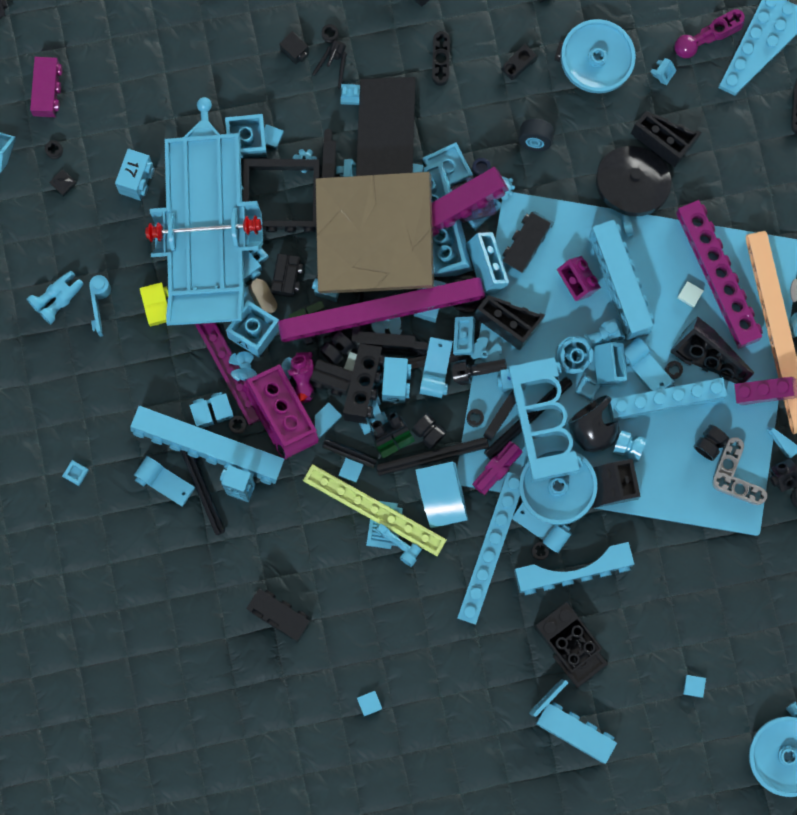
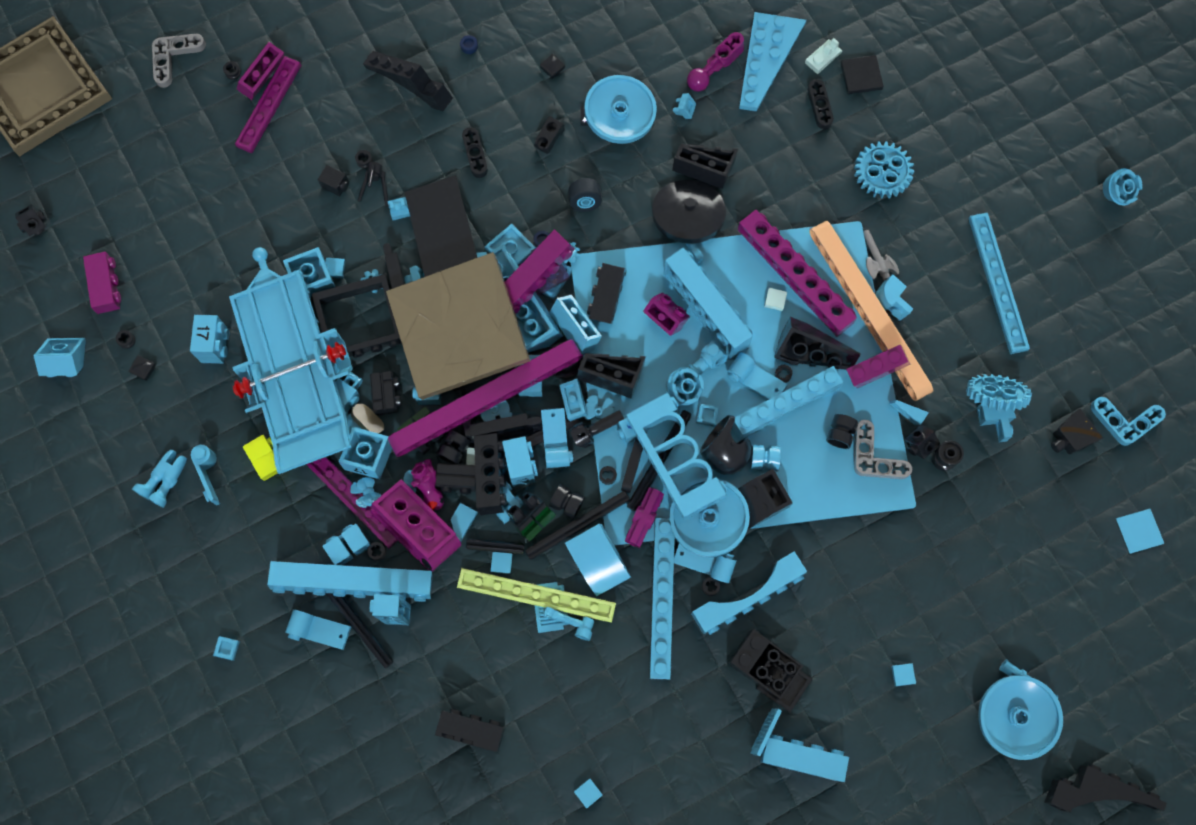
camera: 15 degrees left, 5 degrees down
(610, 363) = (721, 384): medium azure brick -> none

